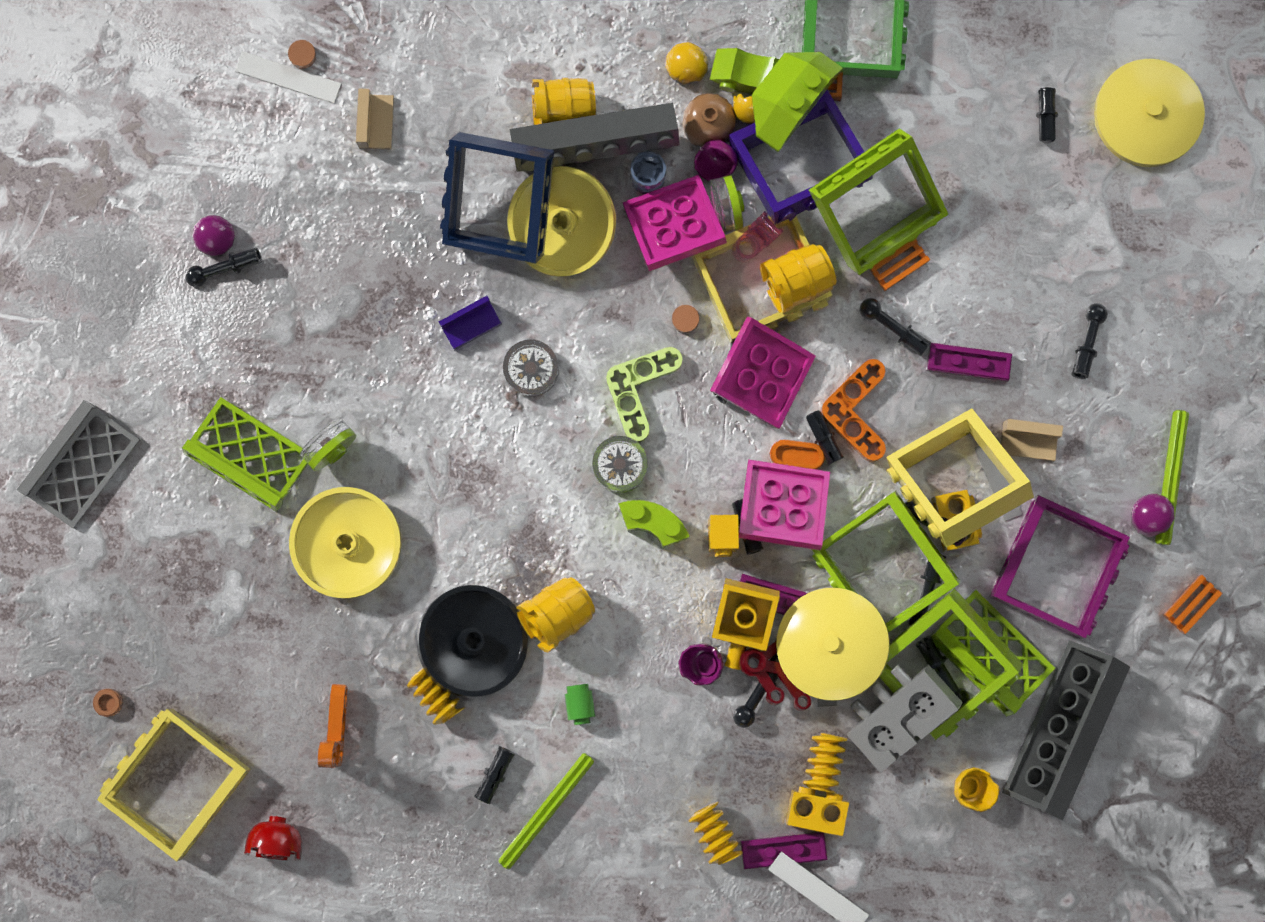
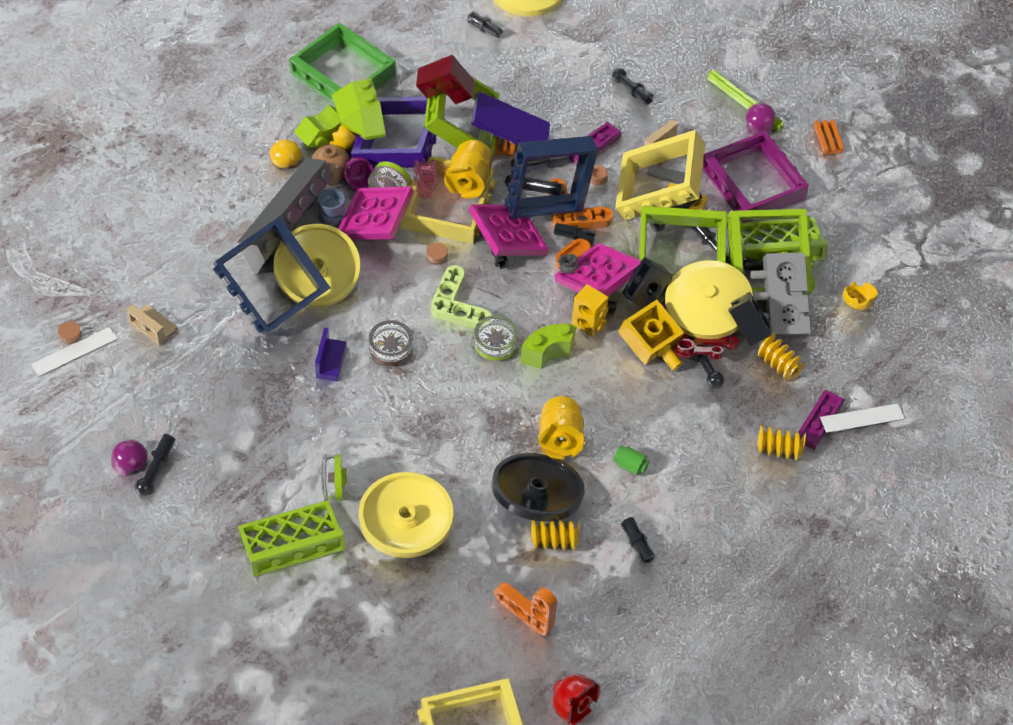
camera: 55 degrees left, 30 degrees down
(59, 448) = (175, 647): light grey fence -> none
(546, 811) = (687, 529): lime axle -> none
(562, 99) = (242, 215): yellow piece -> none
(701, 664) = (662, 378): magenta hair -> none
(775, 471) = (568, 263): none -> dark grey bush
(801, 567) = (647, 283): none -> black brick
(815, 818) = (809, 382): yellow brick -> none
(835, 707) = (750, 319): none -> black hinge
(840, 377) = (551, 204): none -> dark blue window
(851, 348) = (539, 185): none -> black axle
(874, 168) = (445, 76): none -> dark red brick
(909, 263) = (507, 121): none -> dark purple tile
(927, 399) = (599, 176): none -> nougat tile
(1066, 729) = (857, 233): dark grey slope -> none

